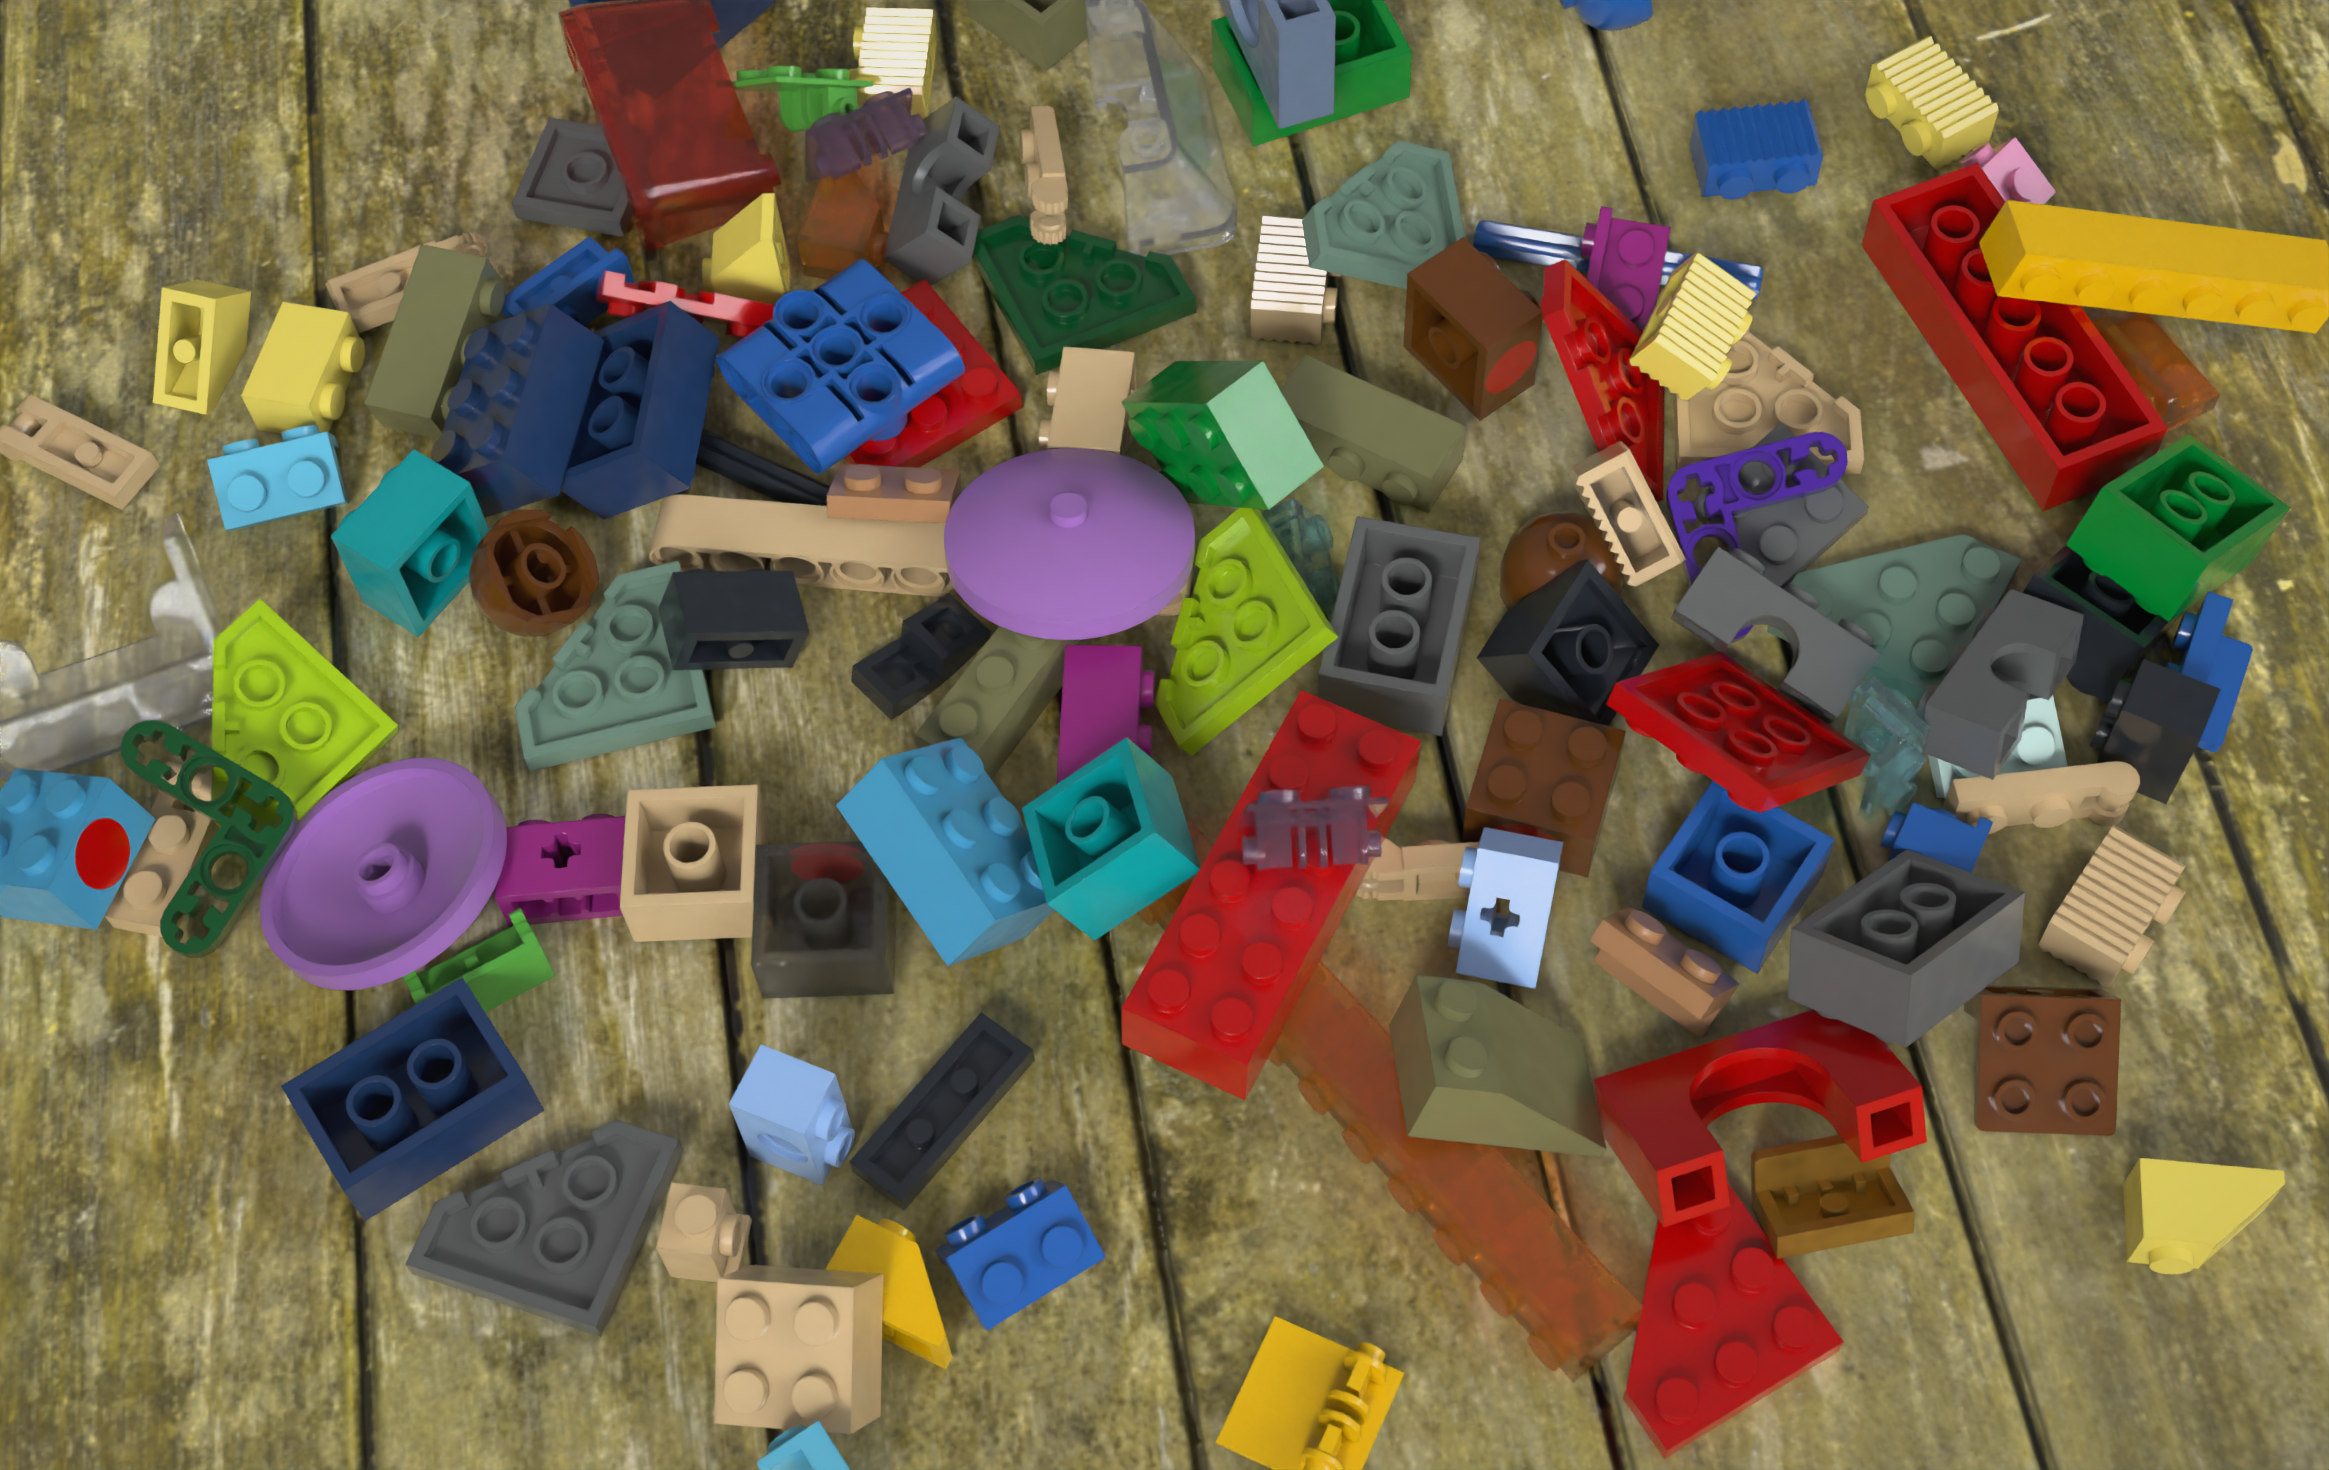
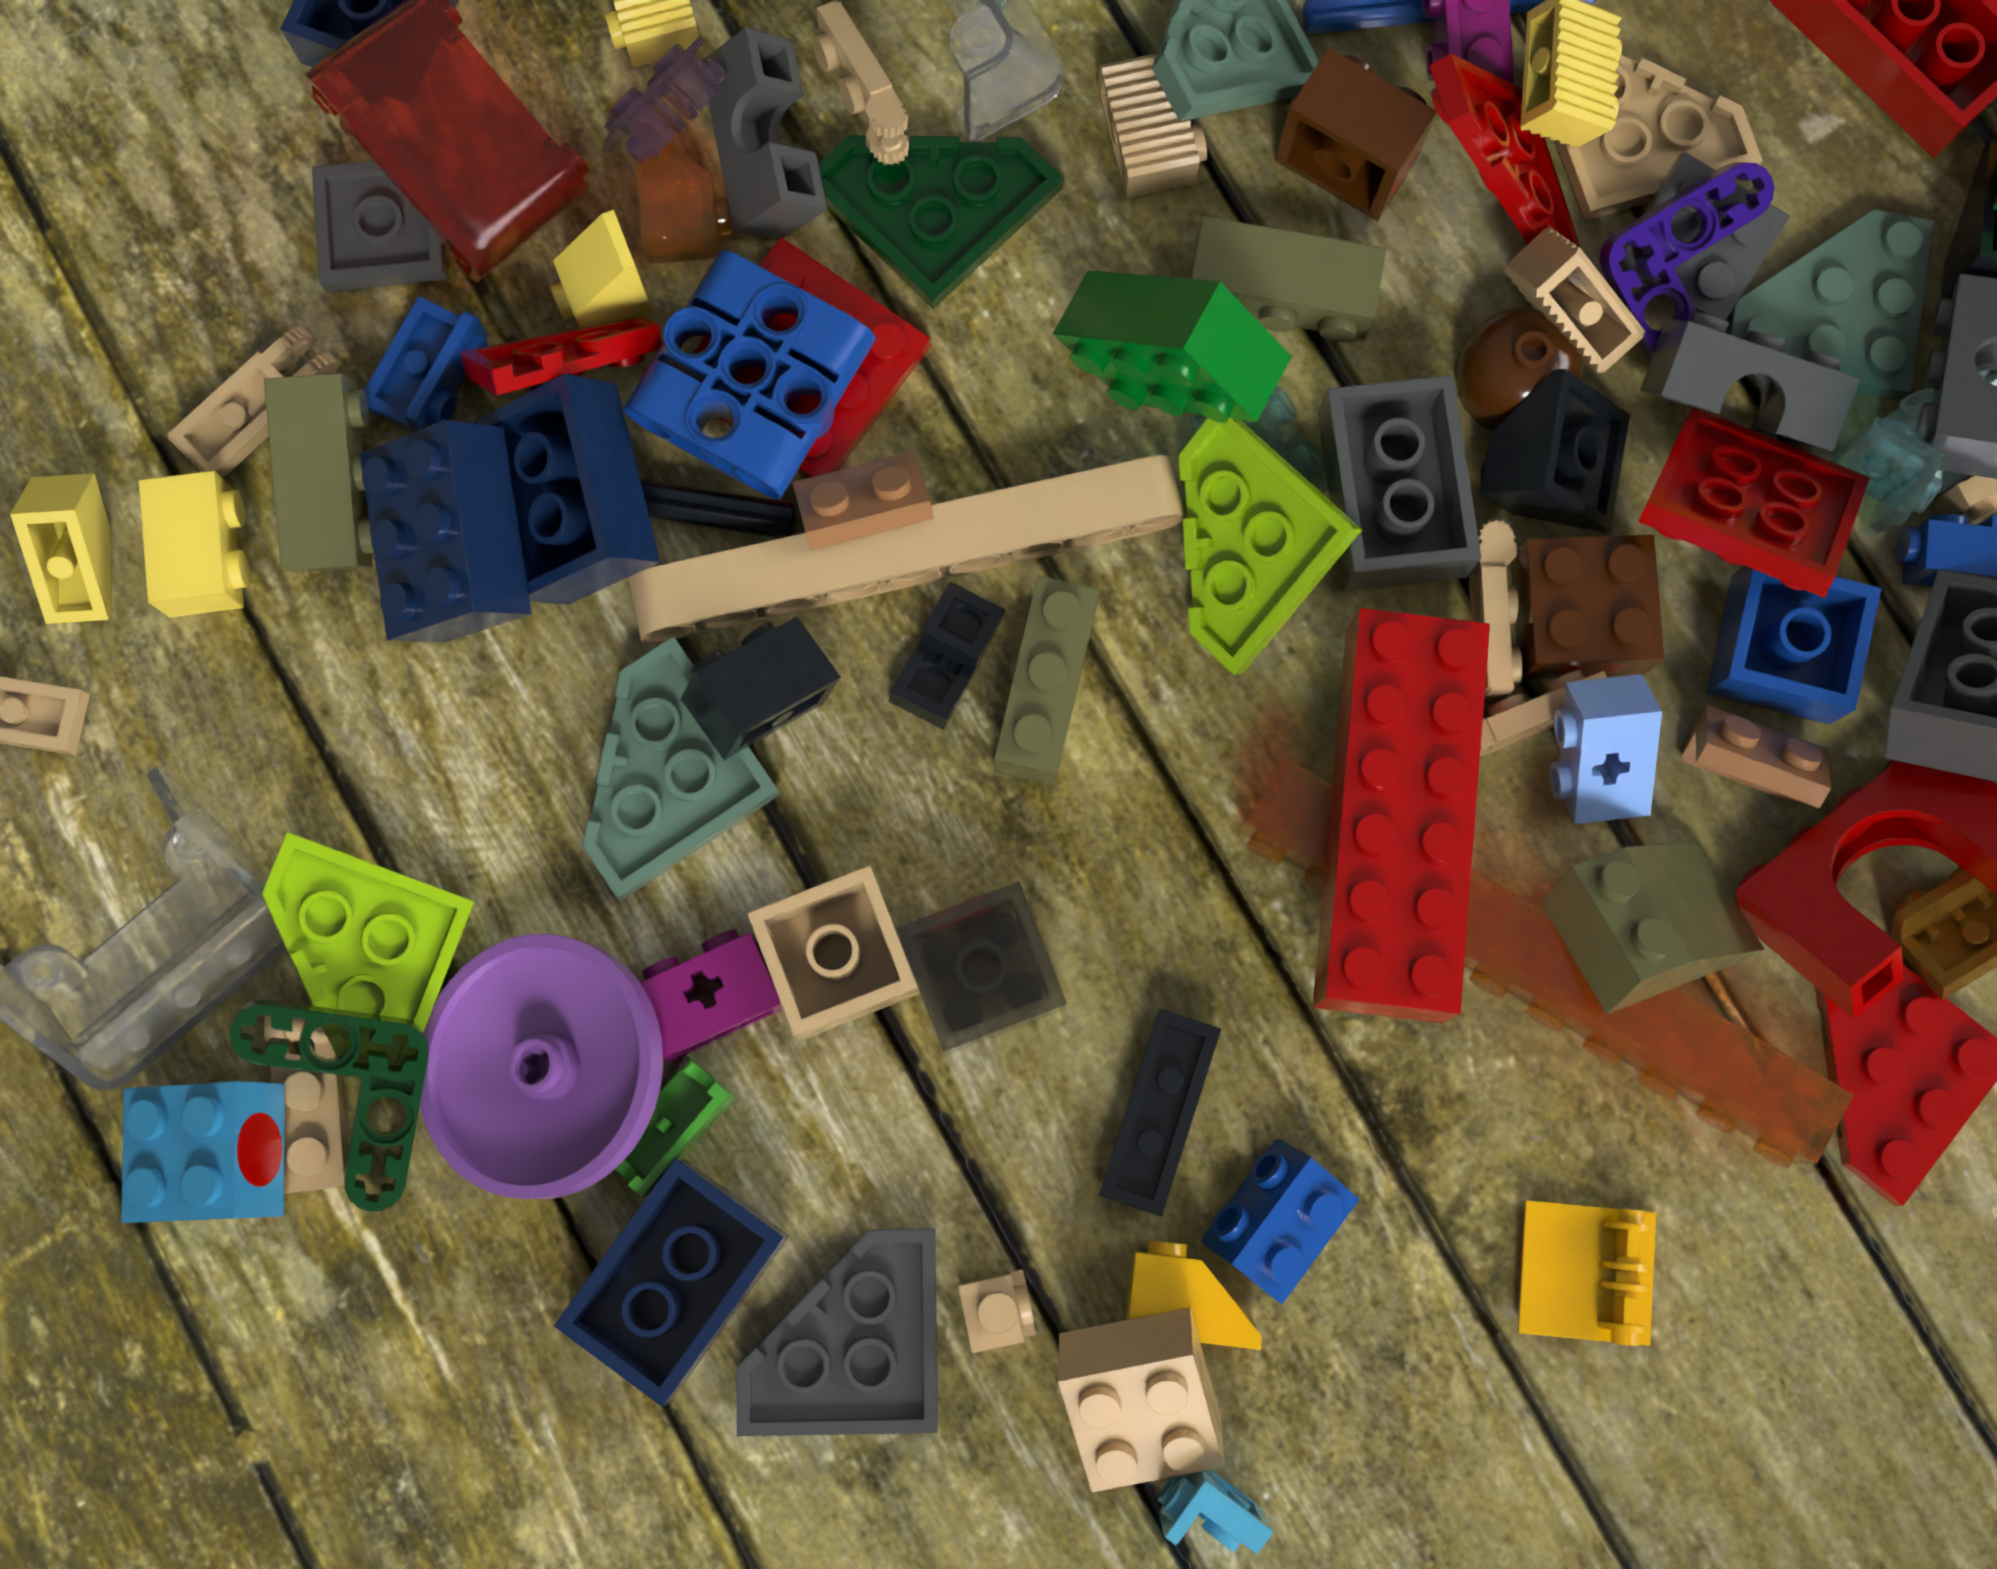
camera: 25 degrees left, 20 degrees up
(277, 479) = (222, 671): medium azure bracket -> none
(412, 541) = (405, 708): teal brick -> none
(532, 574) = (542, 705): reddish brown cylinder -> none
(792, 1115) = (1042, 1178): light blue brick -> none
(804, 95) = (579, 68): bright green hinge -> none
(949, 848) = (1086, 871): dark azure brick -> none
(1069, 543) = (1060, 504): medium lavender dish -> none
(1089, 400) = (1011, 342): tan brick -> none
(1102, 703) = (1162, 694): magenta brick -> none
(1110, 839) = (1235, 817): teal brick -> none
(1343, 810) = (1464, 759): clear purple hinge -> none
(1454, 763) = (1496, 604): none -> tan hinge

